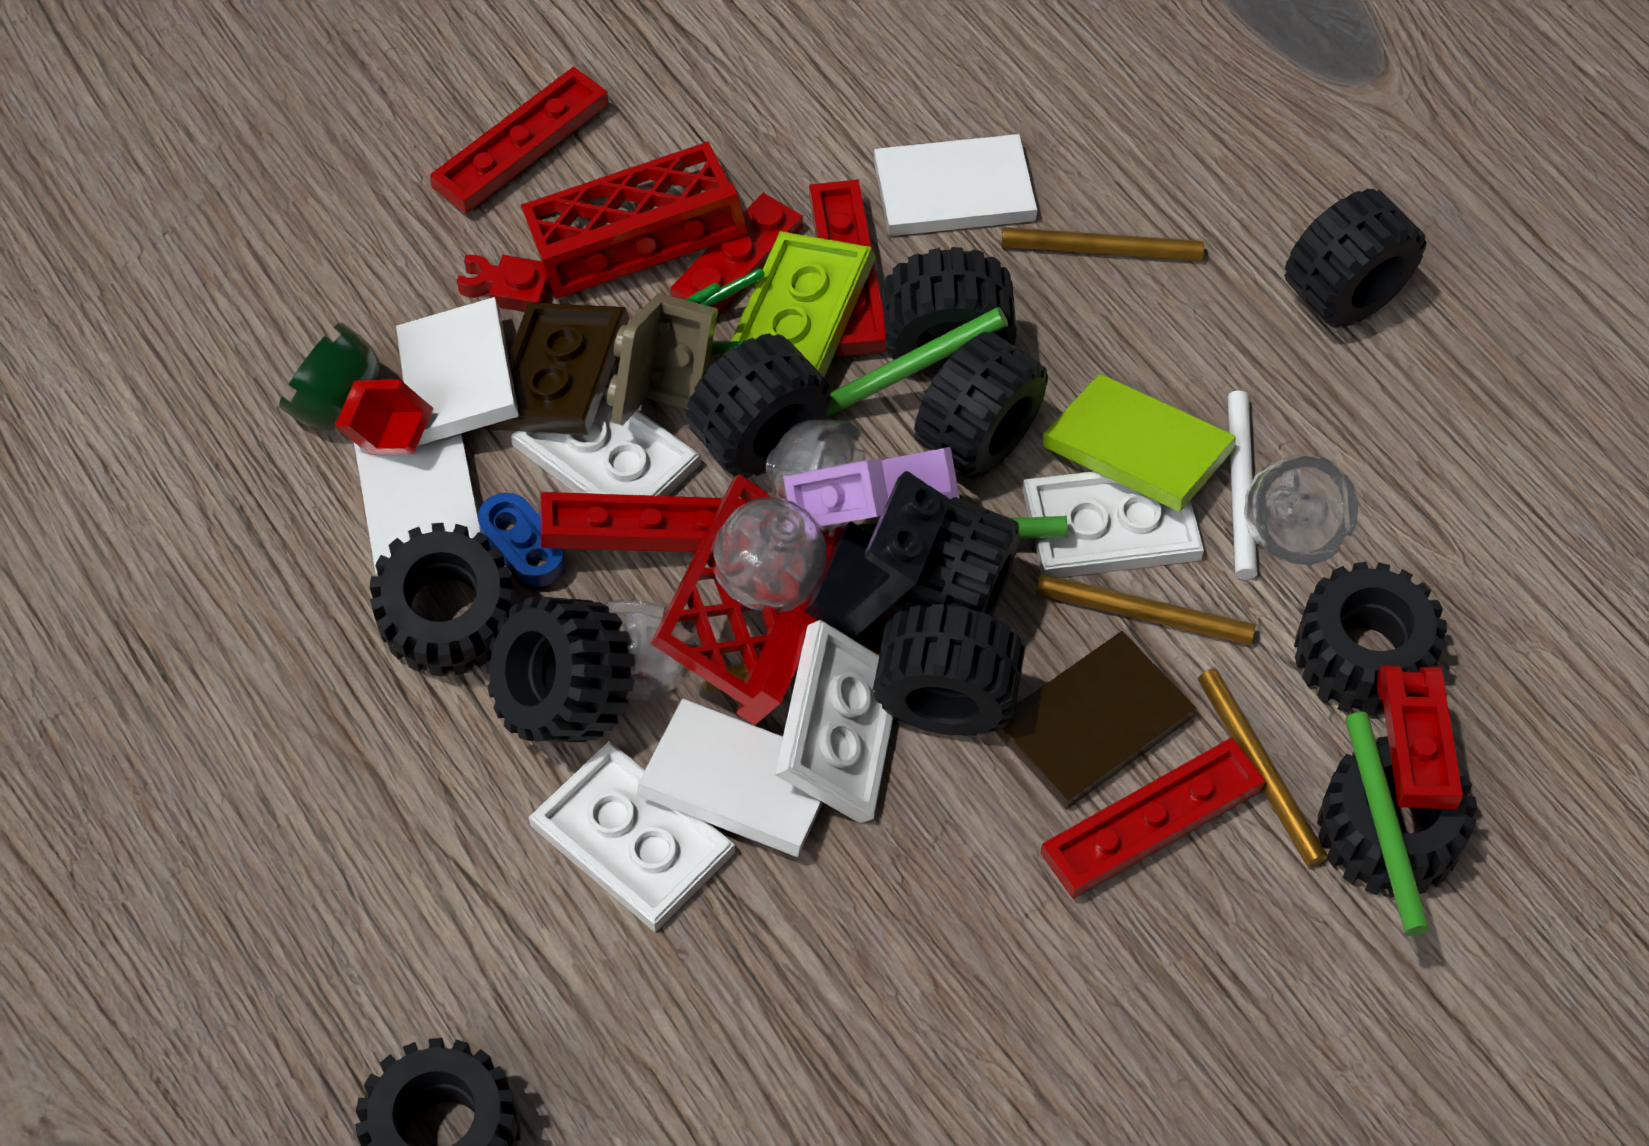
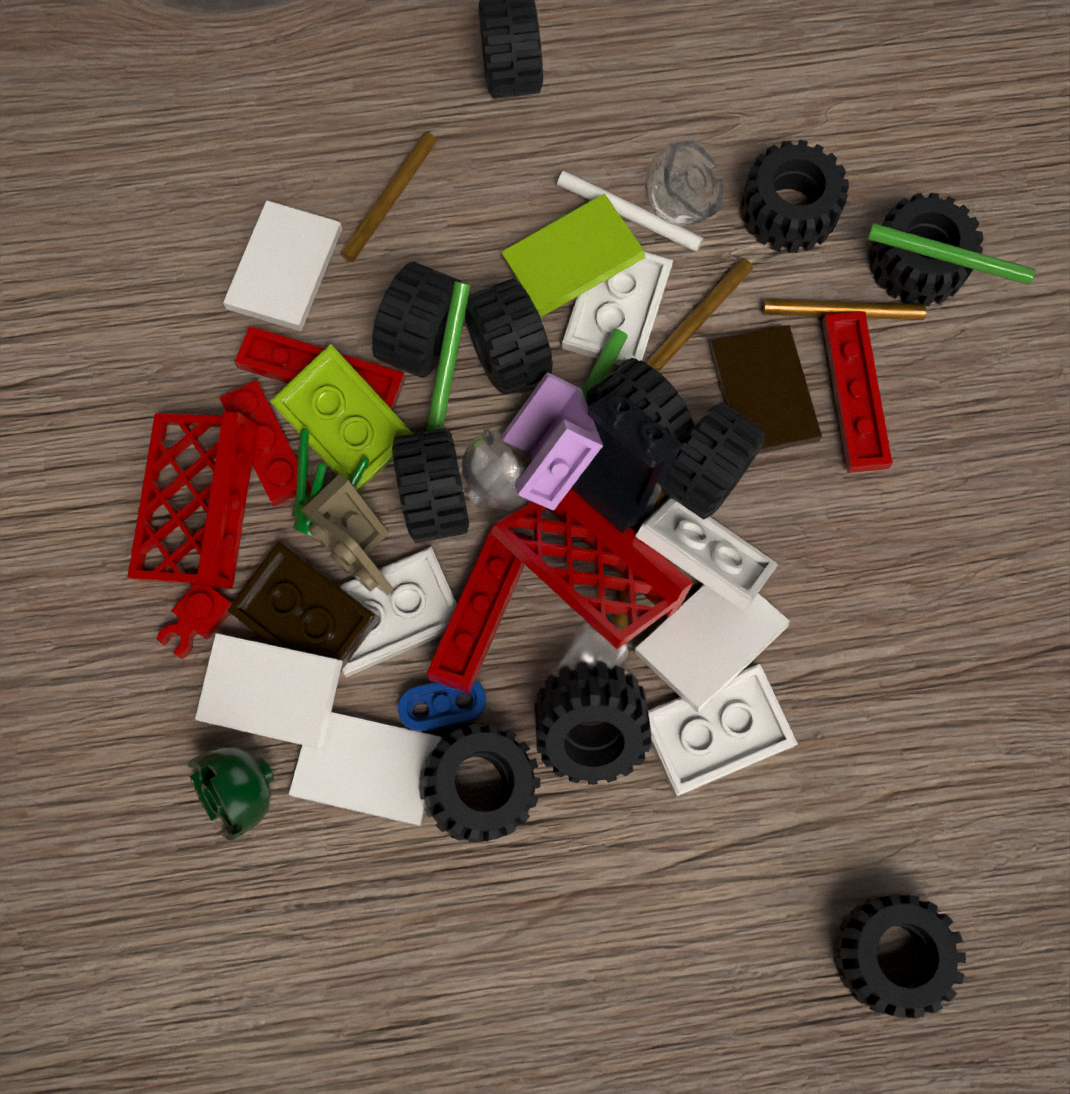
camera: 65 degrees left, 15 degrees up
(384, 416) = (297, 762): red panel -> none
(519, 140) = (64, 552): red plate -> none
(769, 554) = (579, 534): clear cylinder -> none
(1420, 738) = (902, 201): red plate -> none

